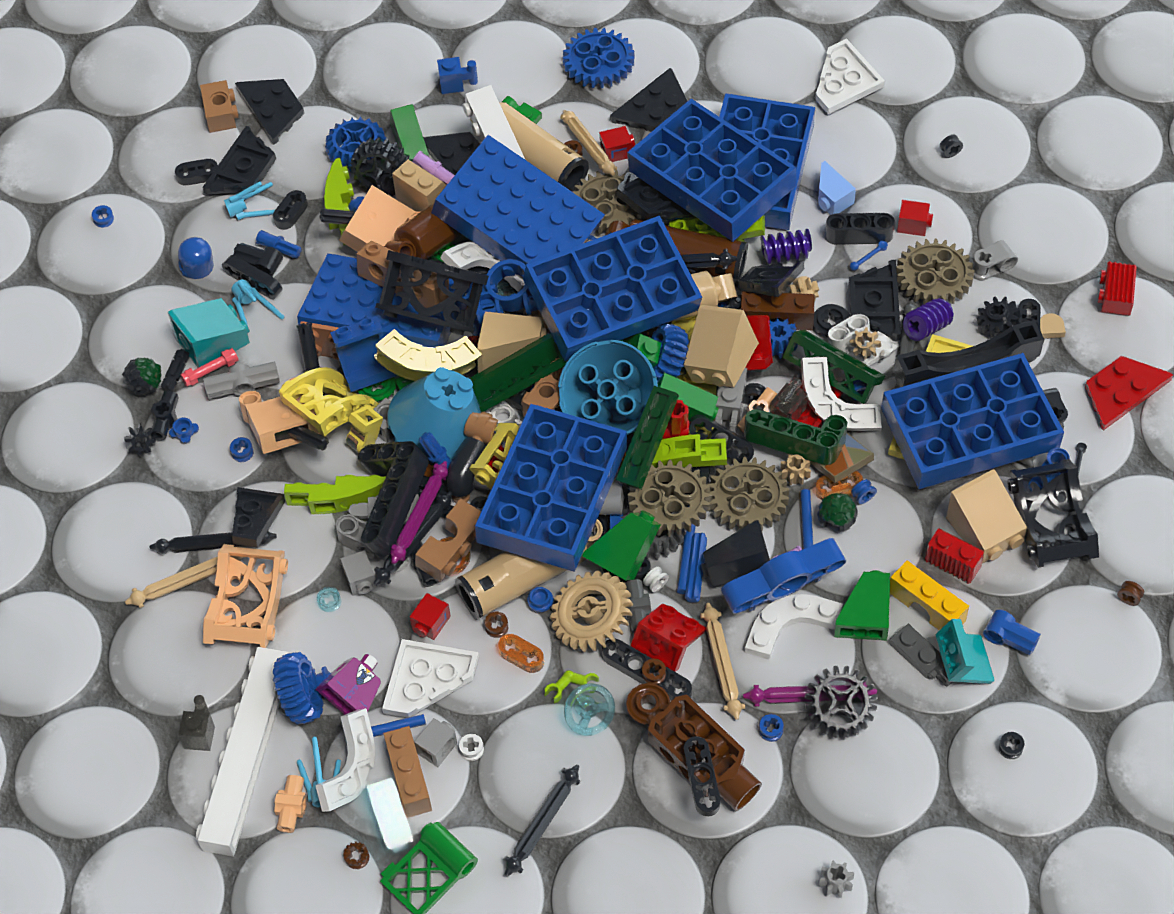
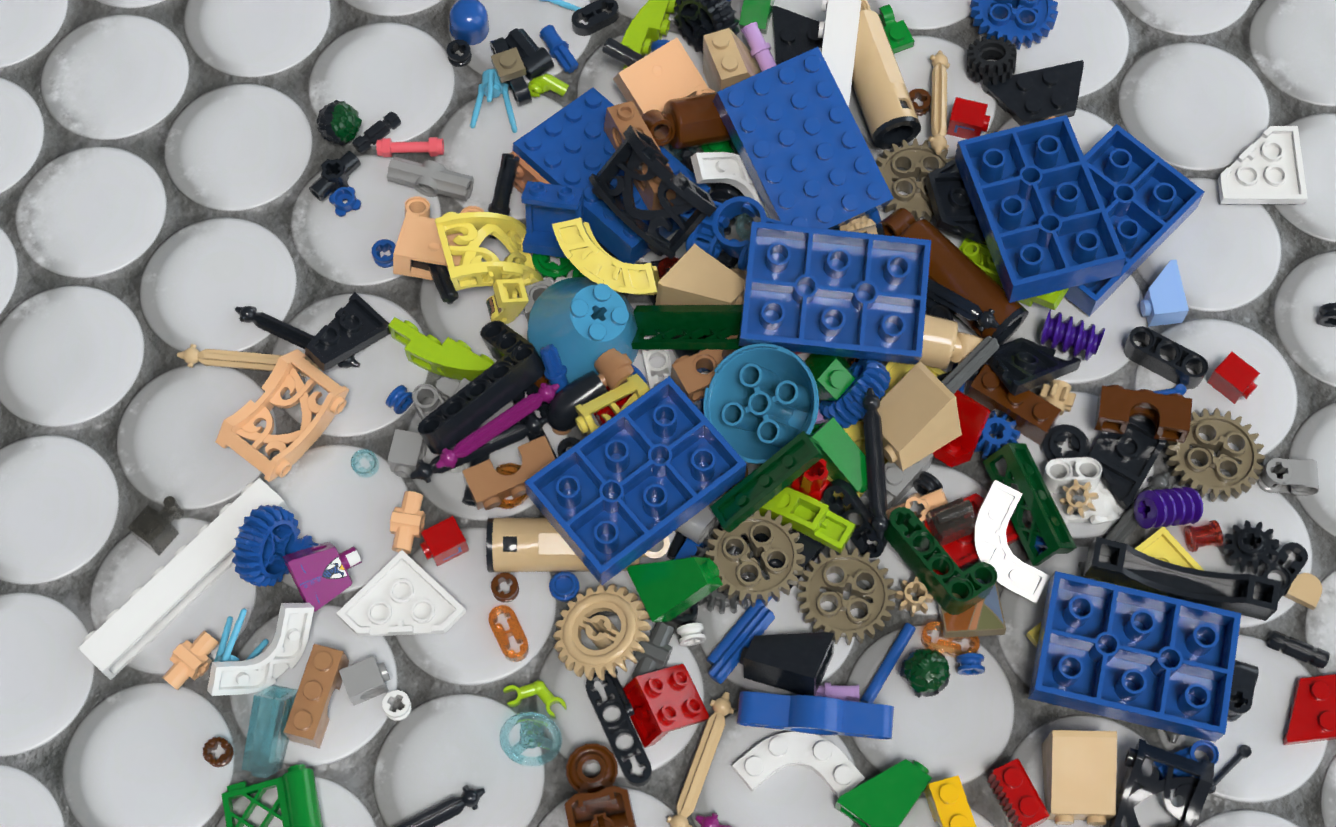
camera: 30 degrees right, 10 degrees up
(140, 432) = (295, 189): black gear -> none
(200, 279) = (461, 46): none -> black bush
(208, 330) = (430, 107): teal slope -> none
(251, 270) = (508, 65): none -> dark tan plate
(285, 271) = (546, 83): none -> lime arm
(326, 540) = (399, 399): none -> blue bush
(390, 726) = (342, 637): blue bar -> none
(391, 619) = (407, 522): none -> light nougat axle
(606, 97) = (980, 52): none -> black tyre
(647, 647) = (627, 704): none -> black hinge
(657, 665) = (626, 744): reddish brown bush -> none
(713, 390) = (875, 463): none -> black wheel
(735, 289) = (970, 364): none -> dark grey axle
(887, 259) = (1168, 412): none -> reddish brown arch
(962, 327) = (1203, 536): none -> clear red bush
(1072, 365) = (1298, 649): none -> black axle

